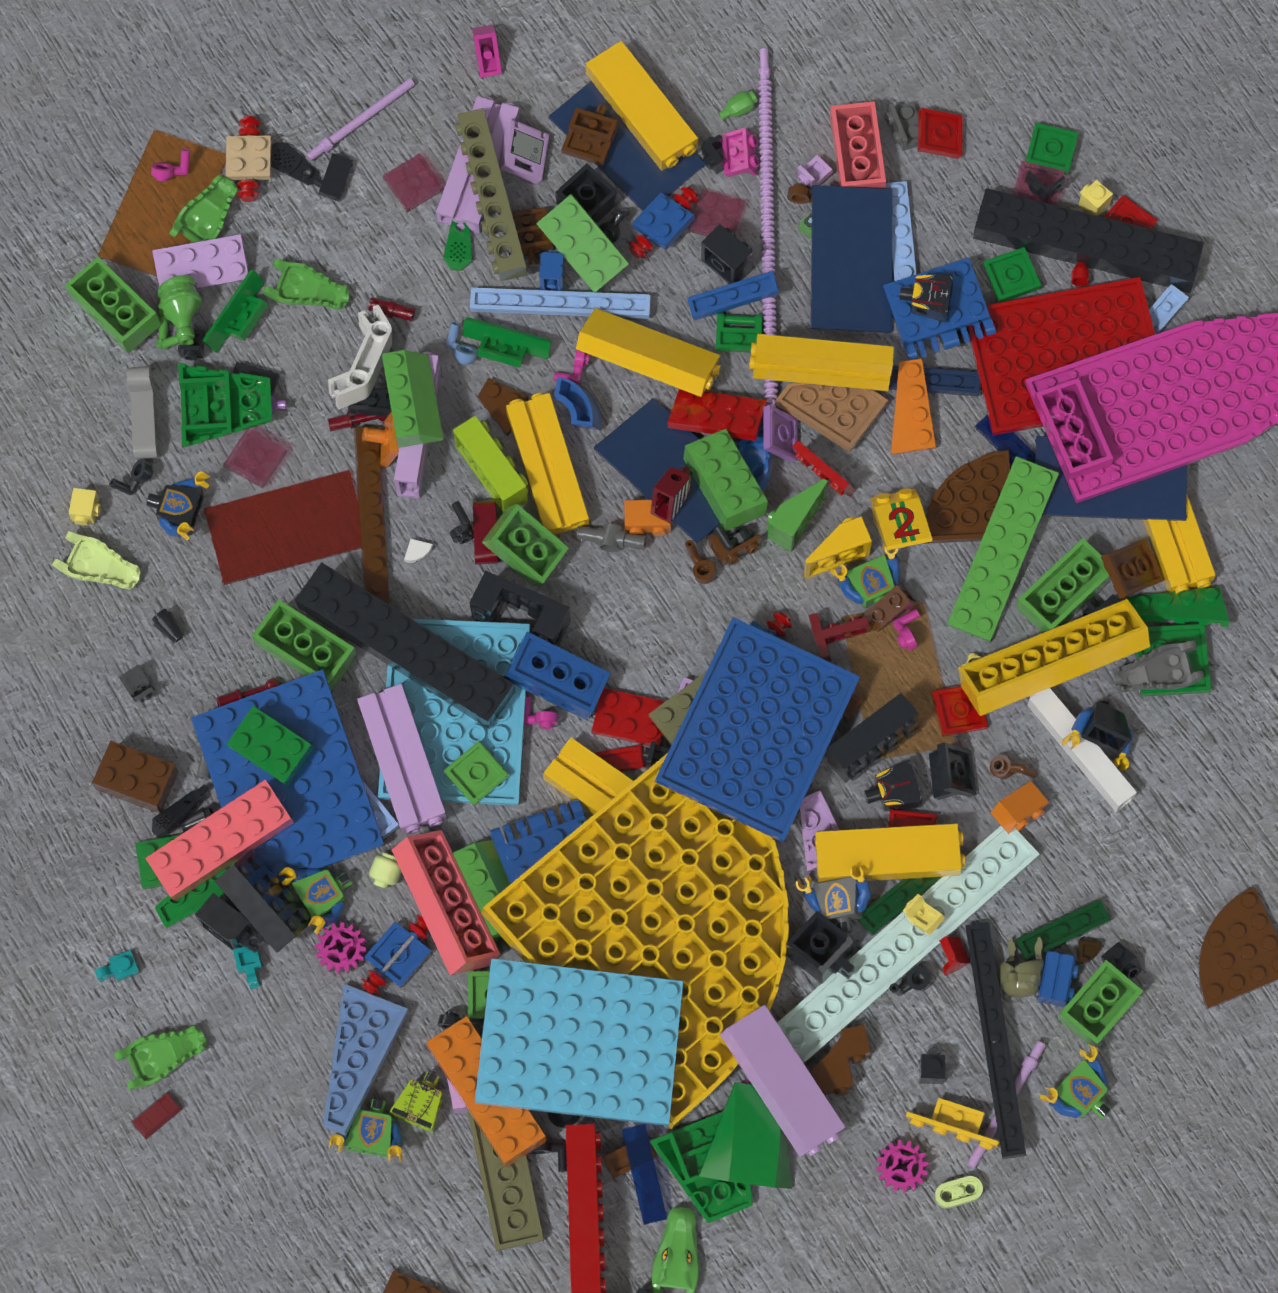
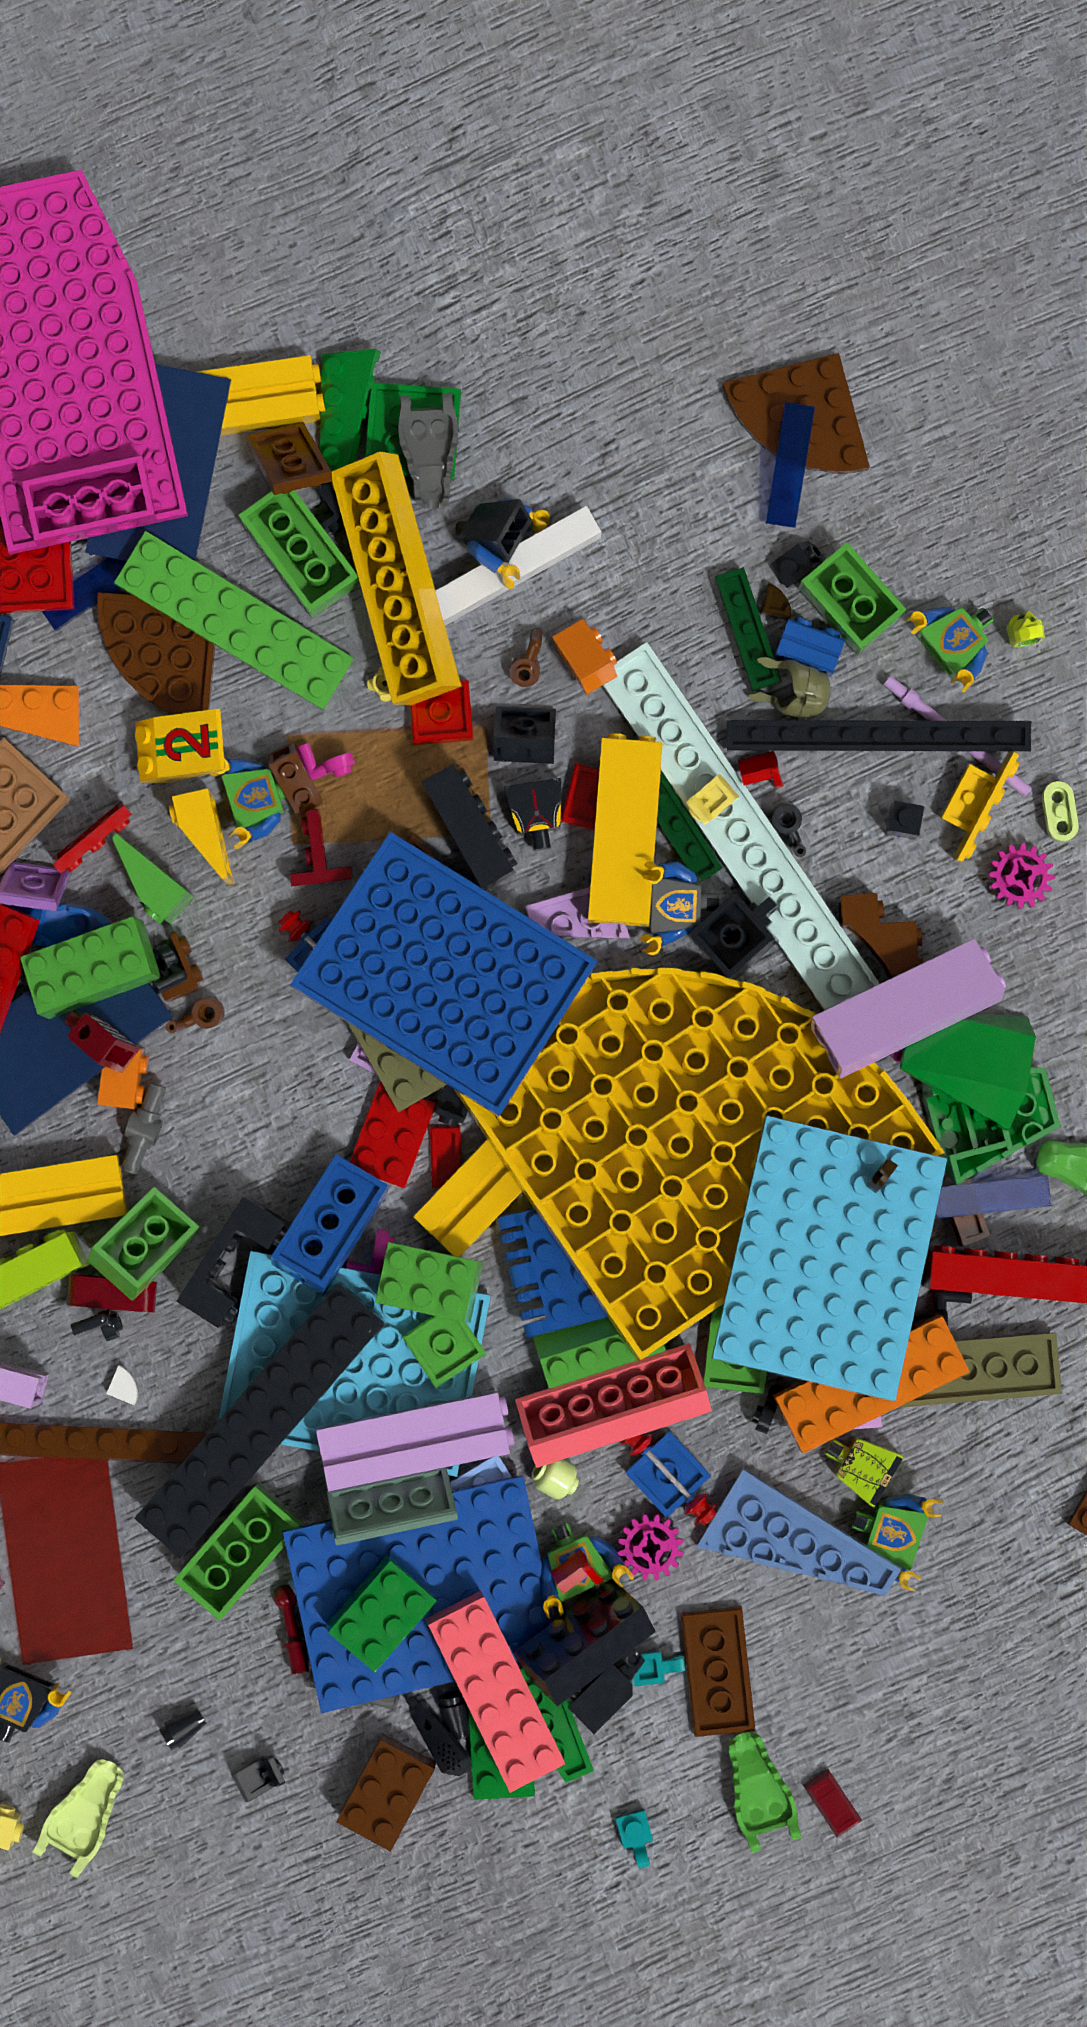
camera: 85 degrees left, 15 degrees up
(250, 1014) = (718, 1671): none -> reddish brown tile
(317, 887) = (574, 1571): none -> red tile
(351, 746) = (391, 1506): none -> sand green tile
(522, 752) = (429, 1282): none -> bright green brick
(649, 1071) = (882, 1175): none -> dark brown tile
(1099, 1145) = (1025, 630): none -> neon yellow rock
(1197, 944) = (790, 465): none -> clear blue tile

